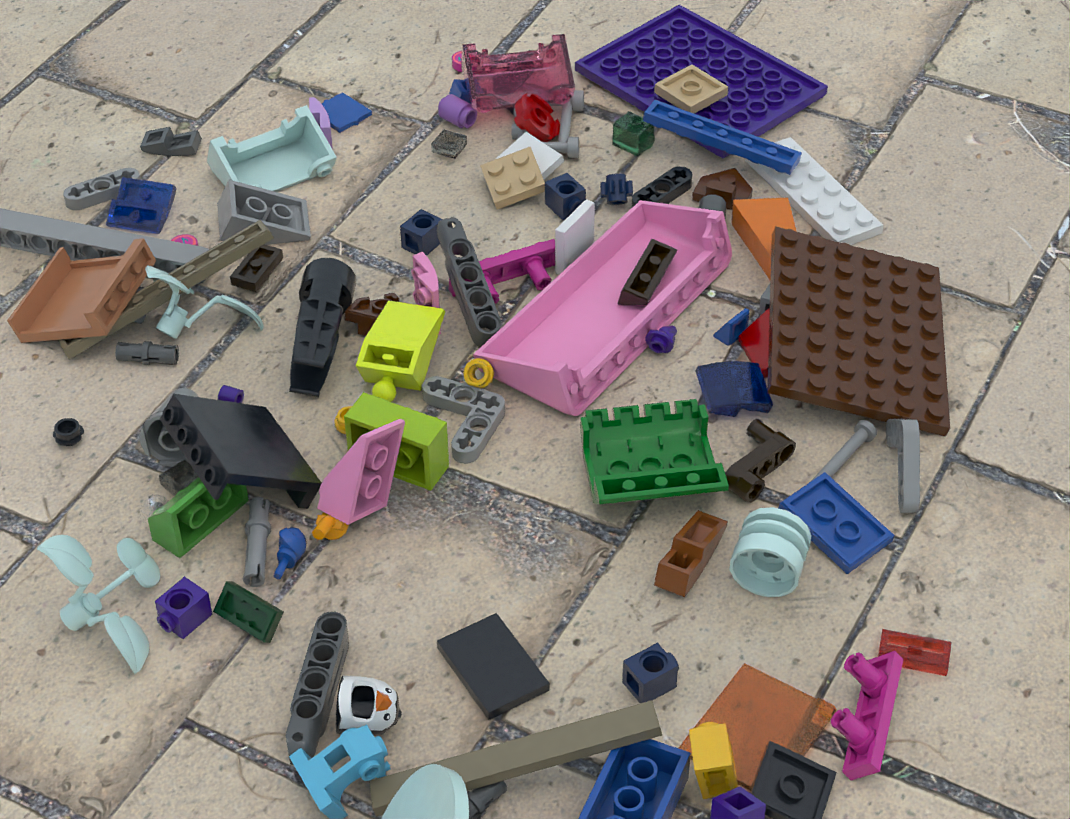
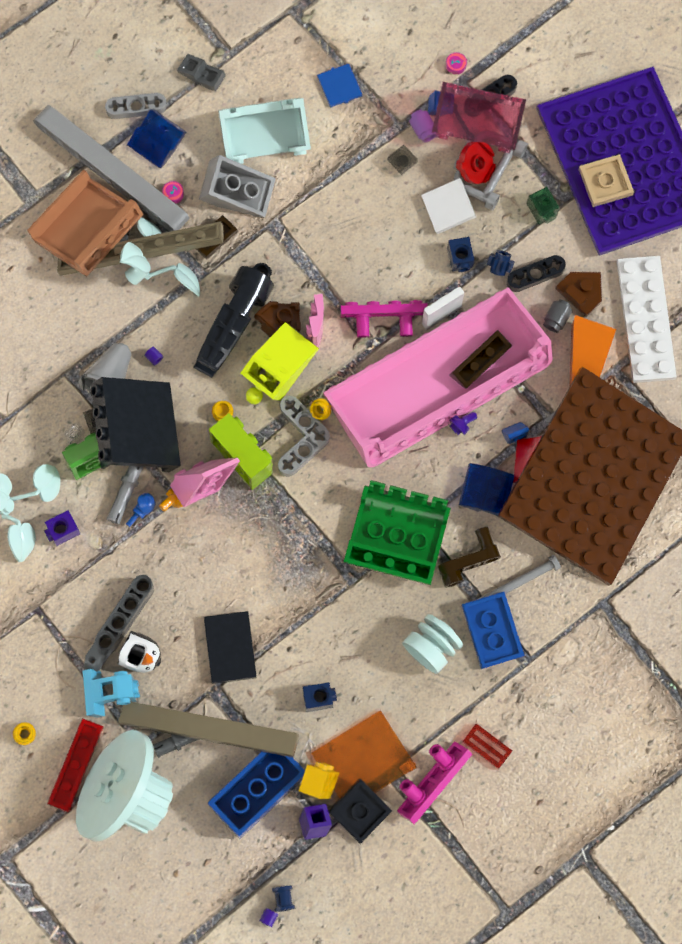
camera: 20 degrees right, 30 degrees up
(68, 432) = (39, 340): black plate -> none
(147, 353) = (112, 291): dark grey pin -> none
(248, 611) = (99, 547): dark green plate -> none
(321, 118) = (315, 96): lavender slope -> none
(420, 233) = (340, 259): dark blue brick -> none
(455, 242) = (343, 313): dark grey piece -> none
(513, 177) = (431, 219): tan plate -> none
(689, 553) = (389, 614): dark orange slope -> none
(722, 137) = (599, 247): blue plate -> none
(906, 437) = (561, 603): light grey beam -> none

